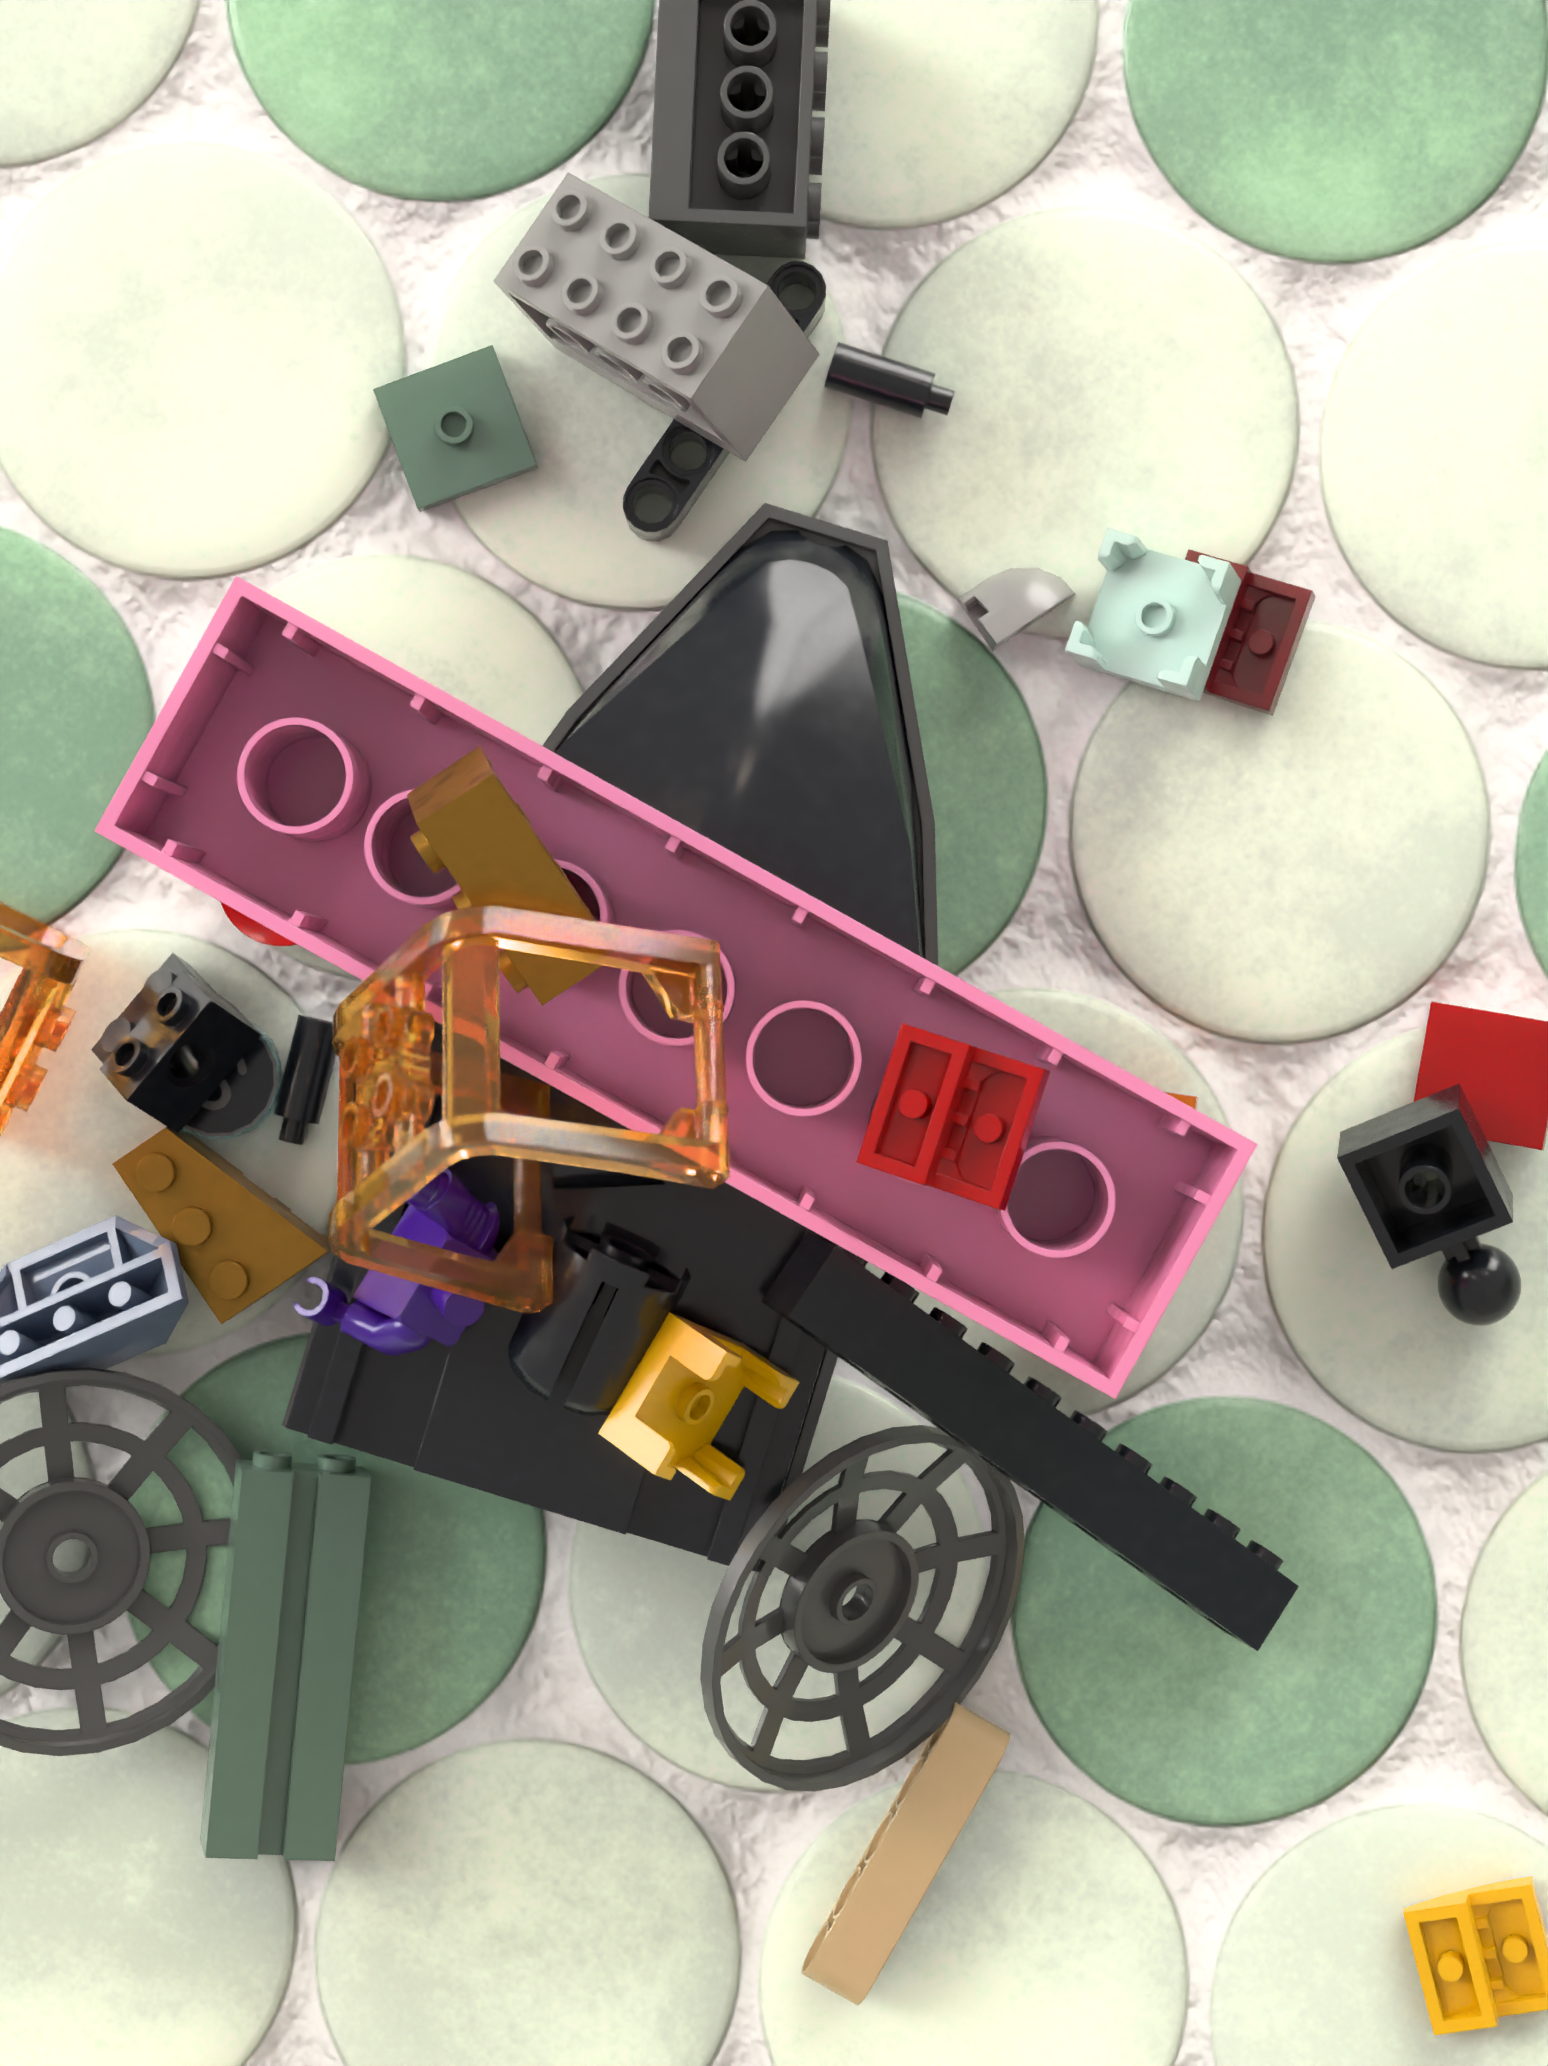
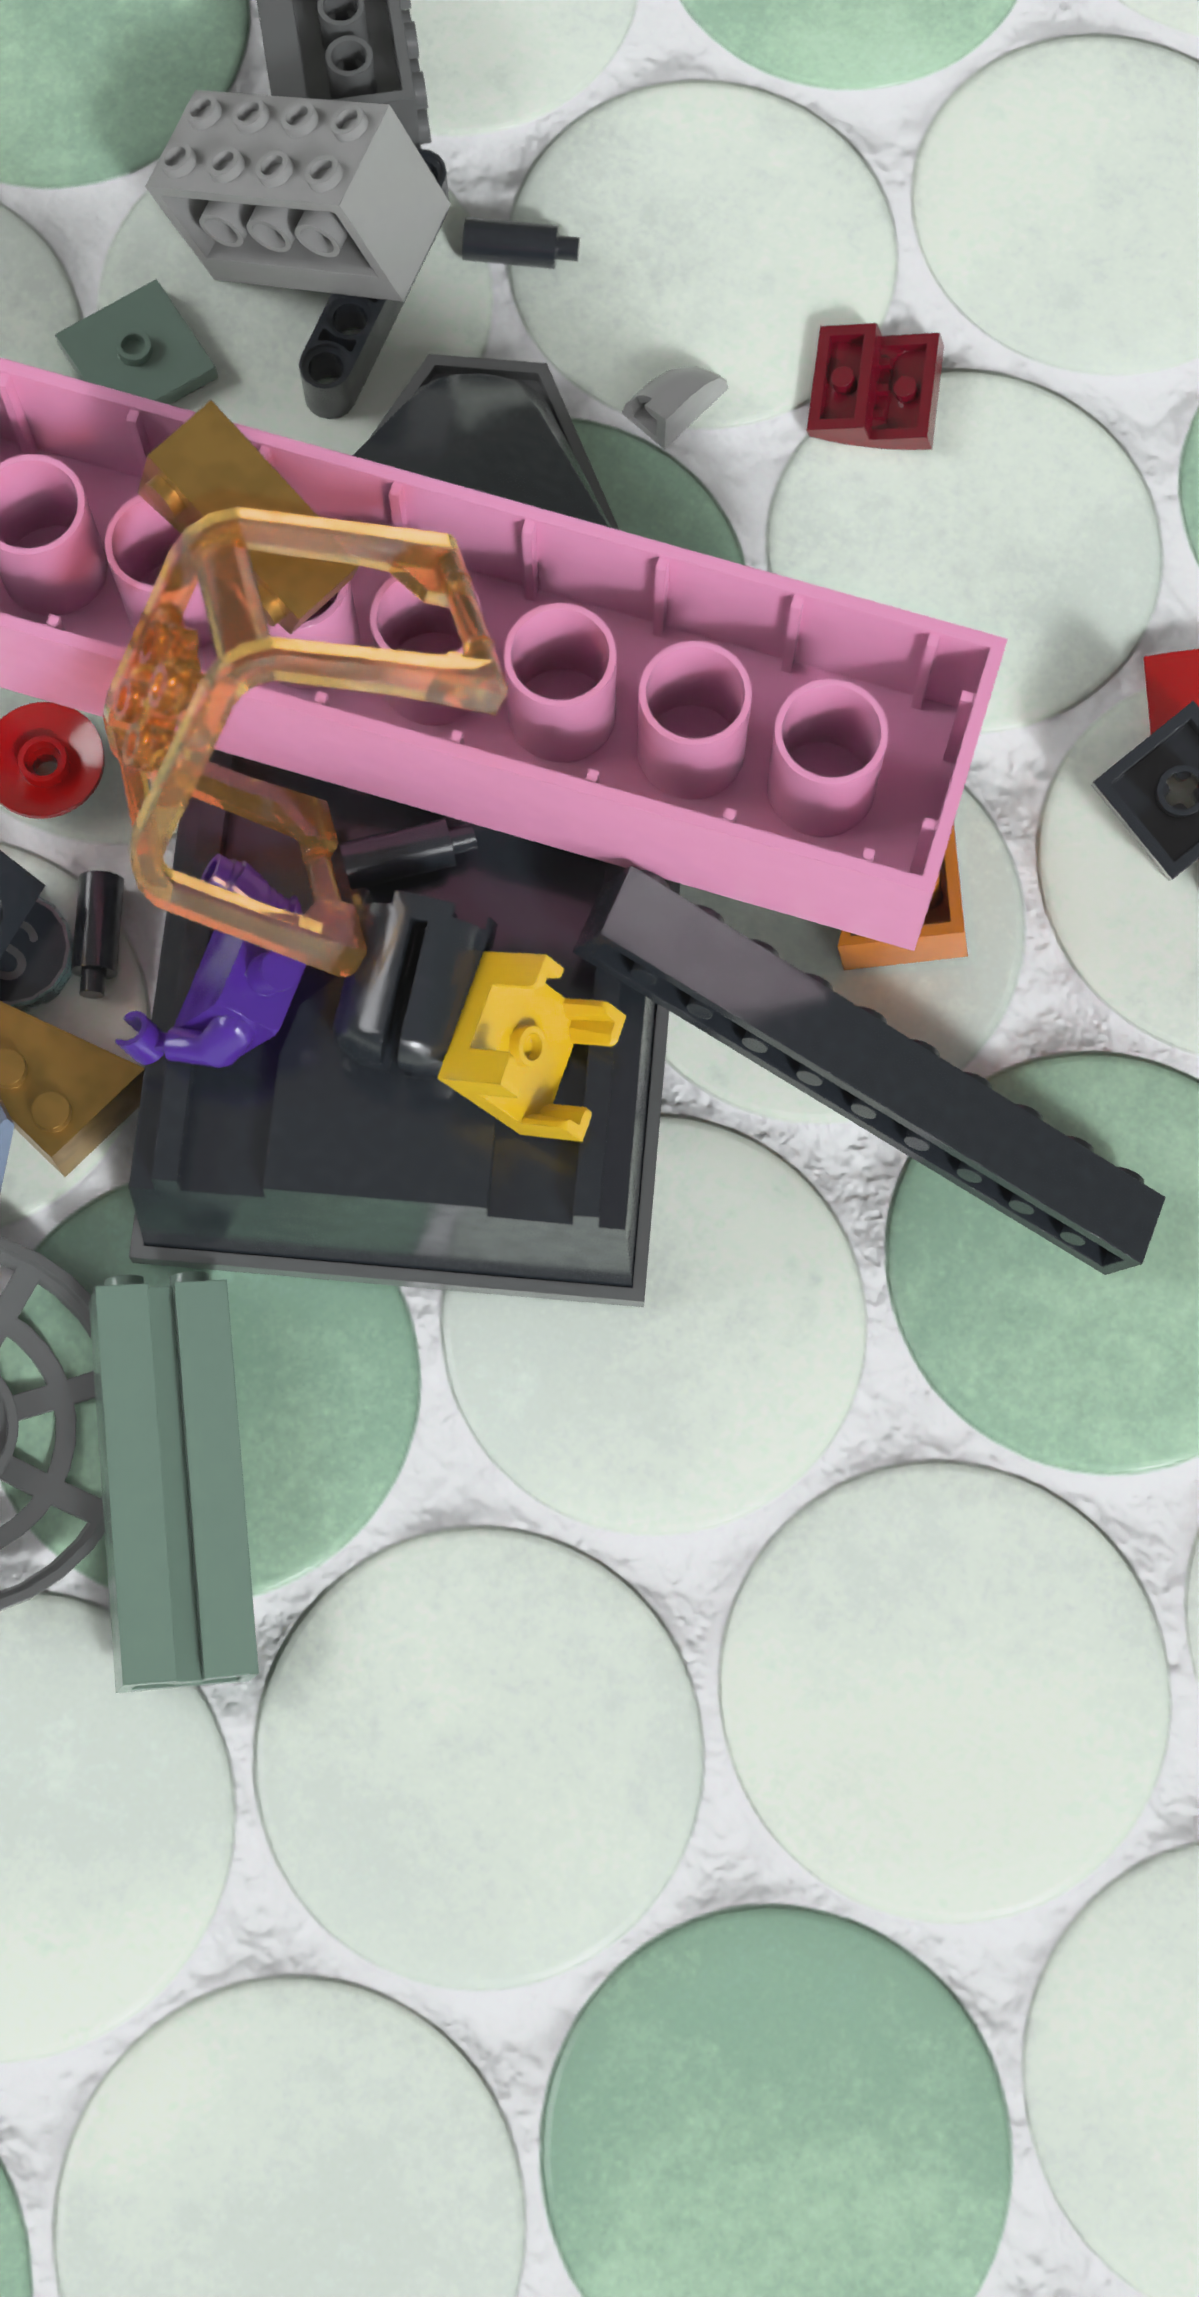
camera: 10 degrees left, 15 degrees down
(847, 1636) = (760, 1273): dark grey dish -> none
(905, 1854) = (842, 1557): tan beam -> none
(953, 1116) = (713, 663): red slope -> none
(1155, 617) = (805, 379): light aqua panel -> none

